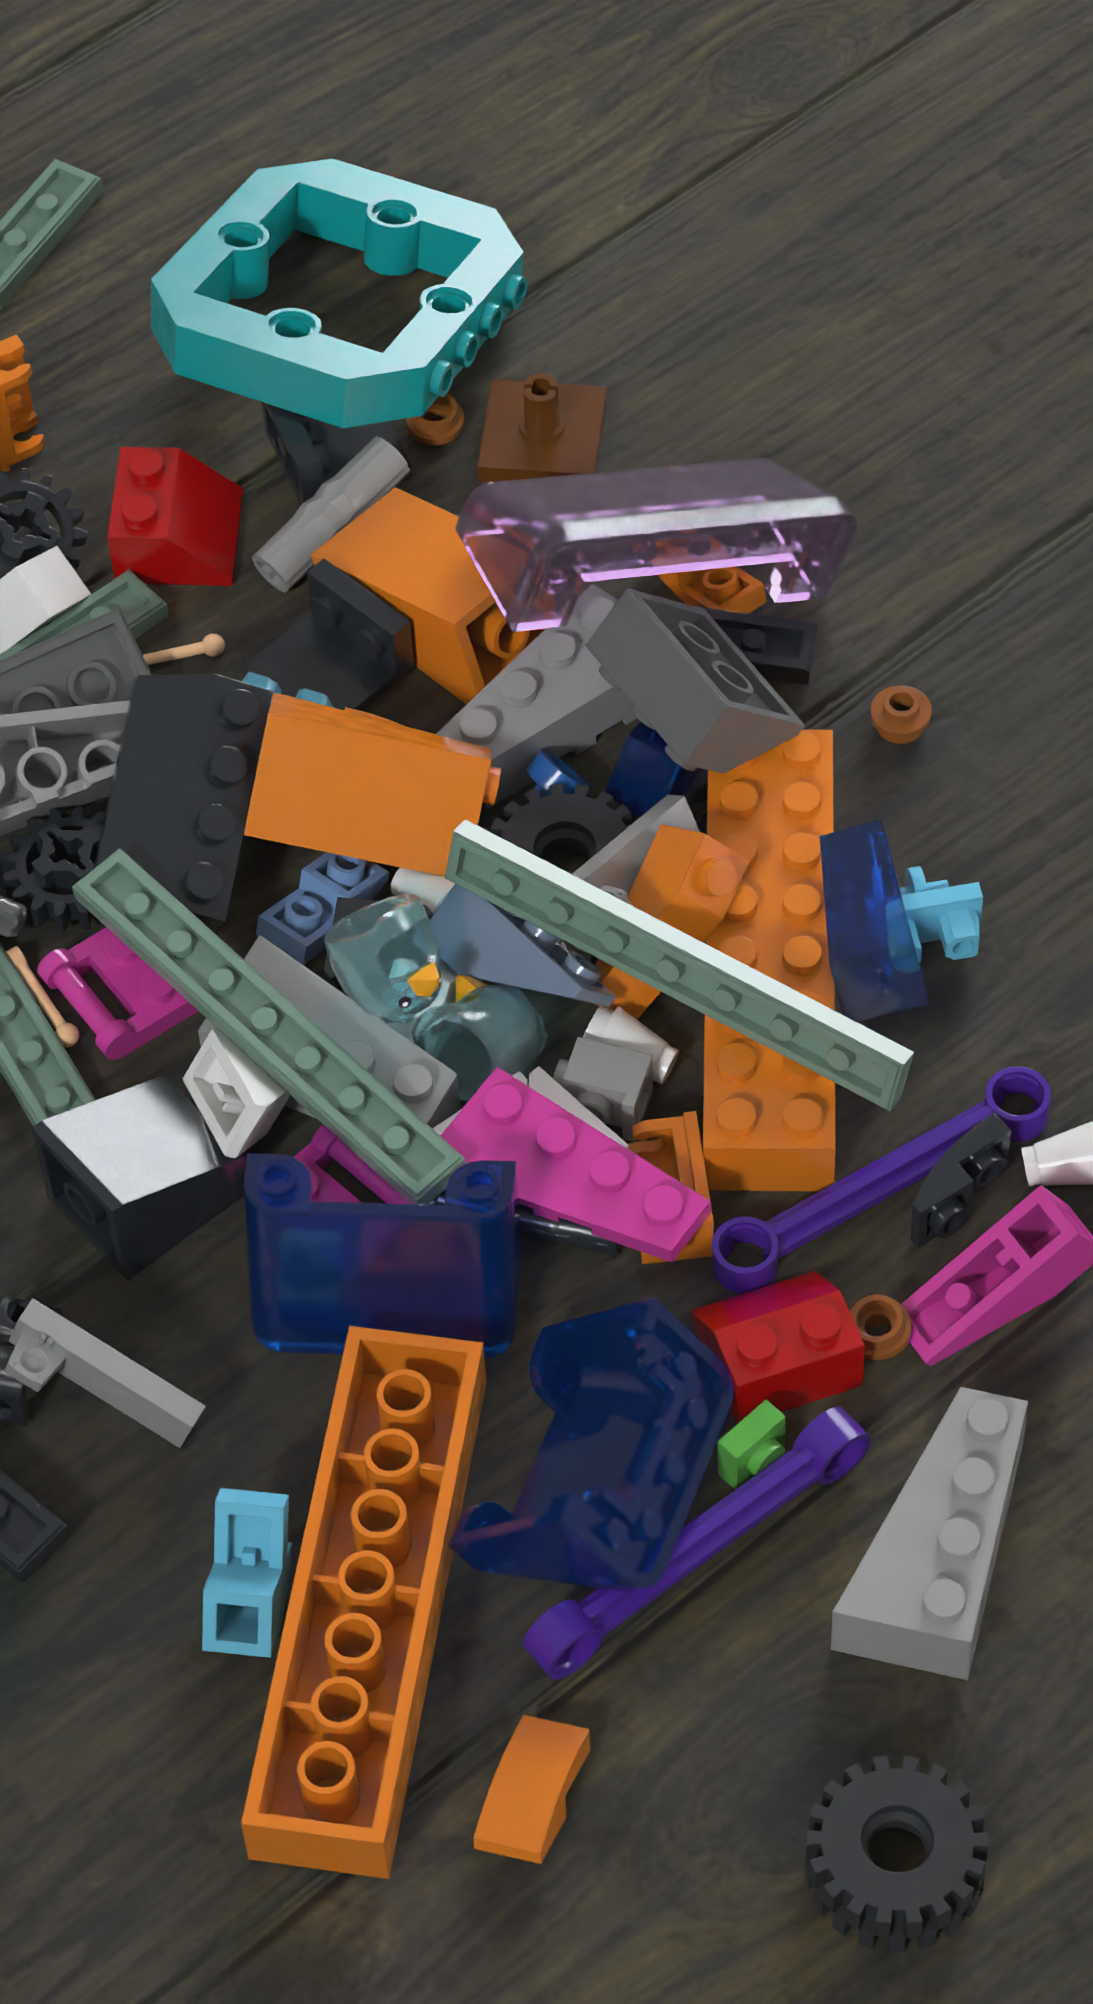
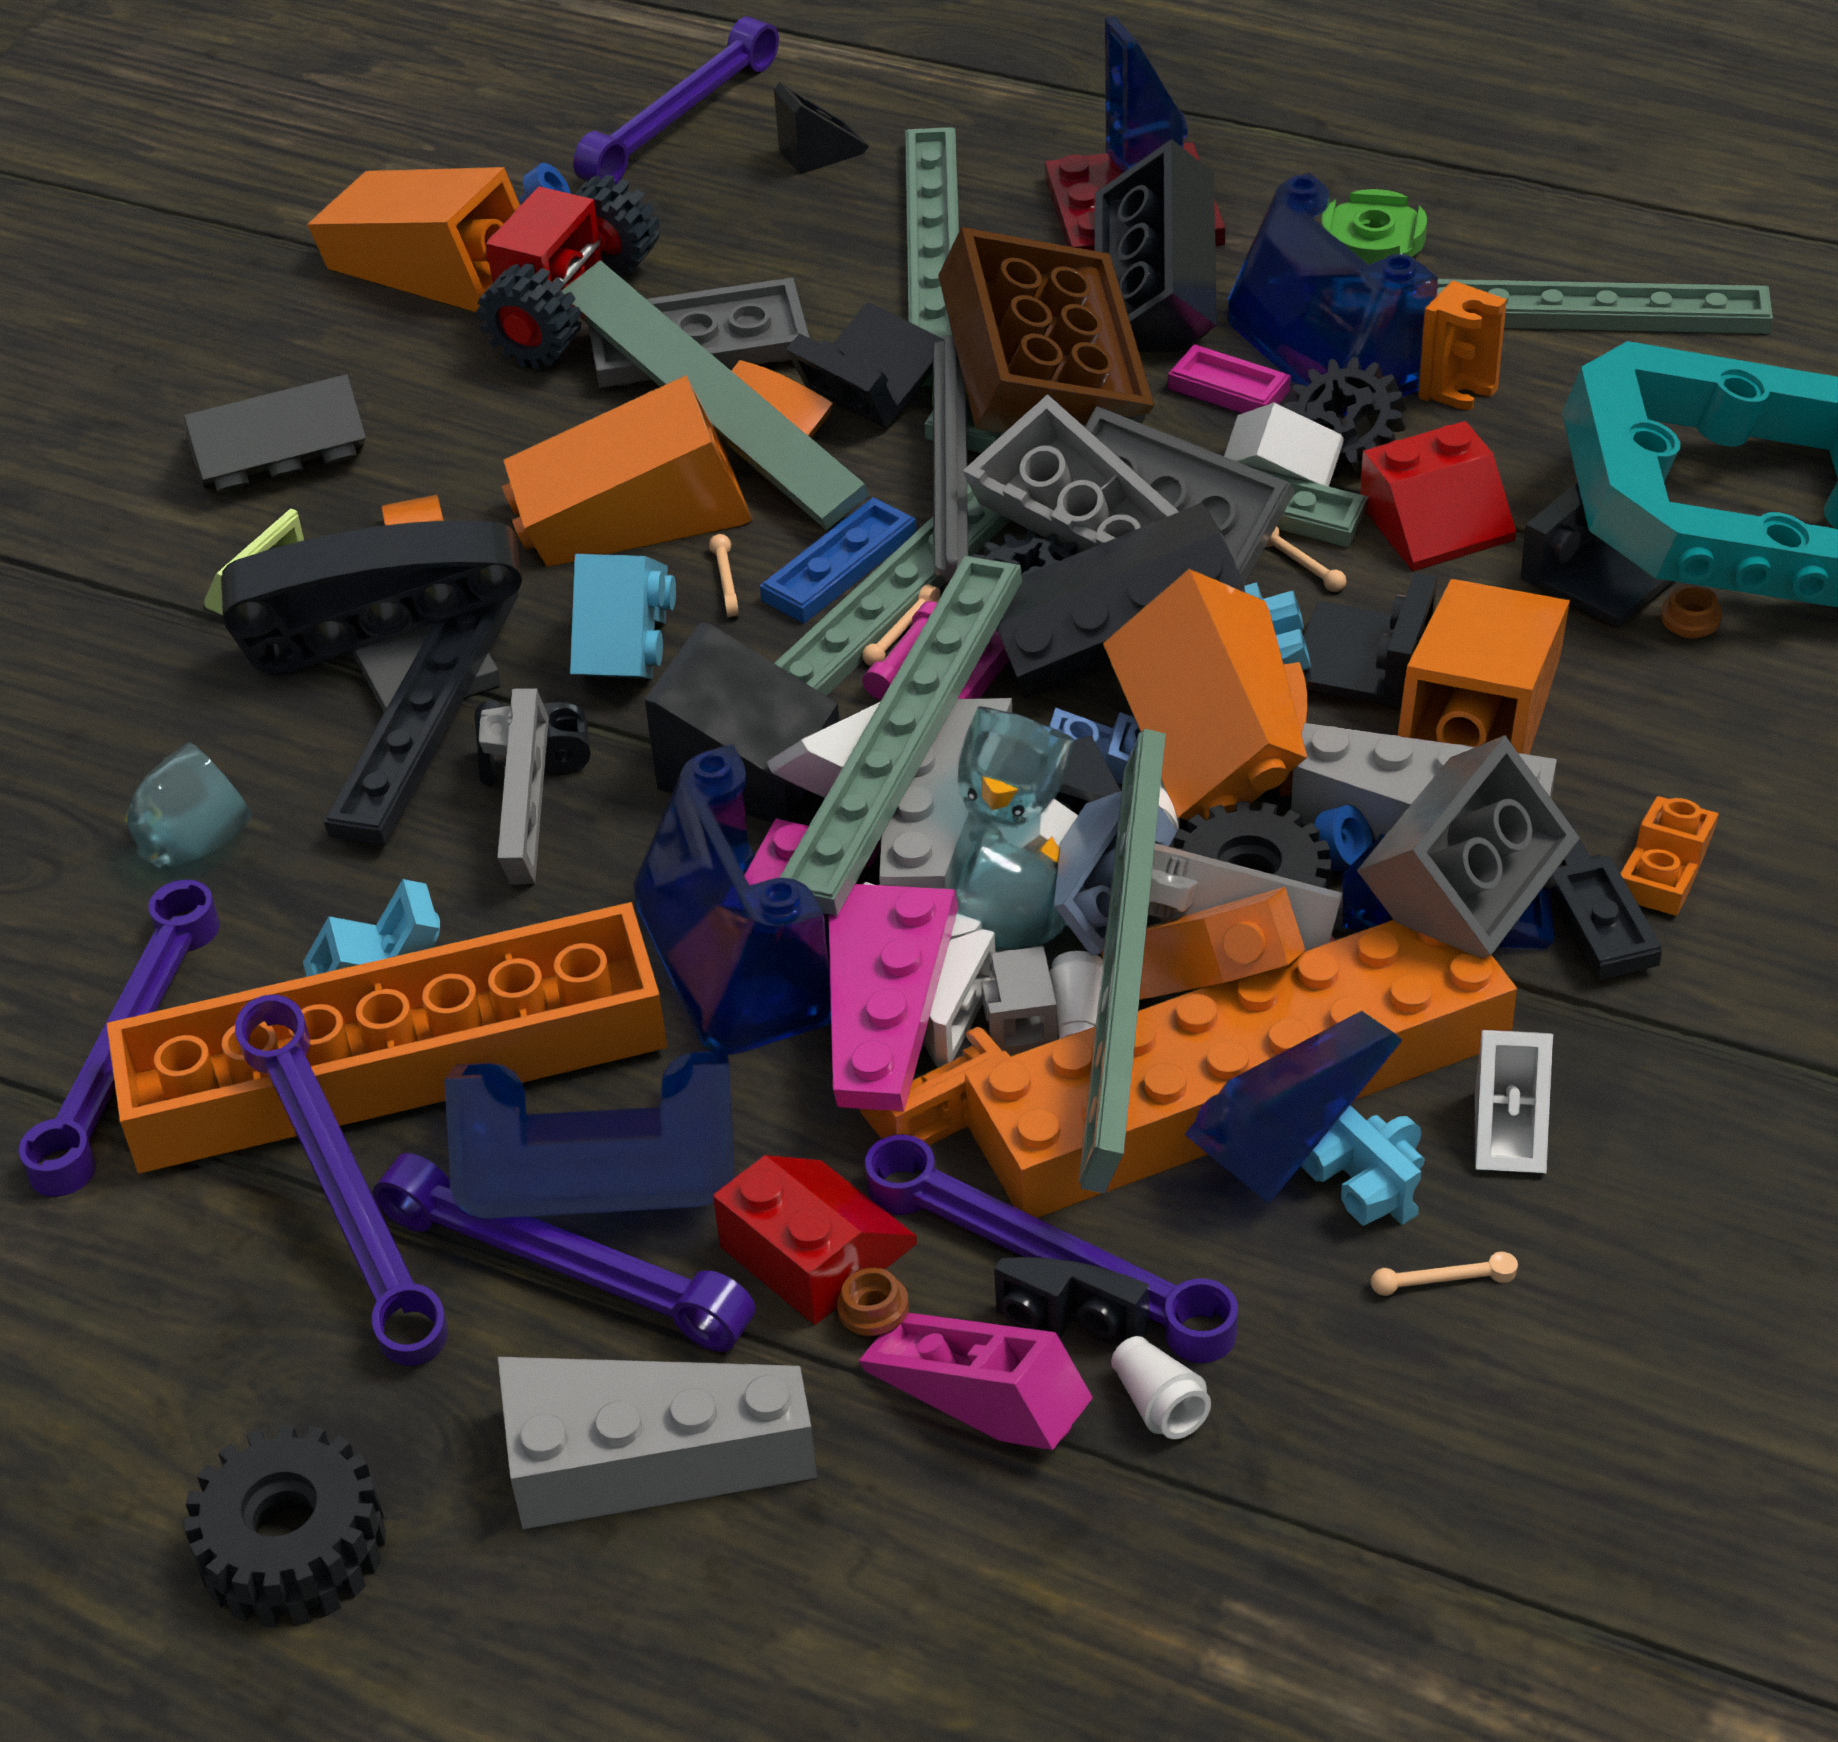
camera: 65 degrees right, 10 degrees down
(195, 1844) = (96, 1079): none -> dark purple piece
(335, 505) = (1577, 580): light grey axle -> none
(530, 1789) = (230, 1226): orange slope -> none
(541, 429) = (1740, 688): reddish brown tile -> none
(544, 1678) = (341, 1178): none -> dark purple piece
(554, 533) = (1639, 760): clear purple windscreen -> none
(752, 1445) = (682, 1244): bright green plate -> none
(896, 725) = (1613, 1059): dark orange plate -> none
(922, 797) = (1513, 1101): none -> white slope
(1061, 887) = (1501, 1268): none -> light nougat hinge

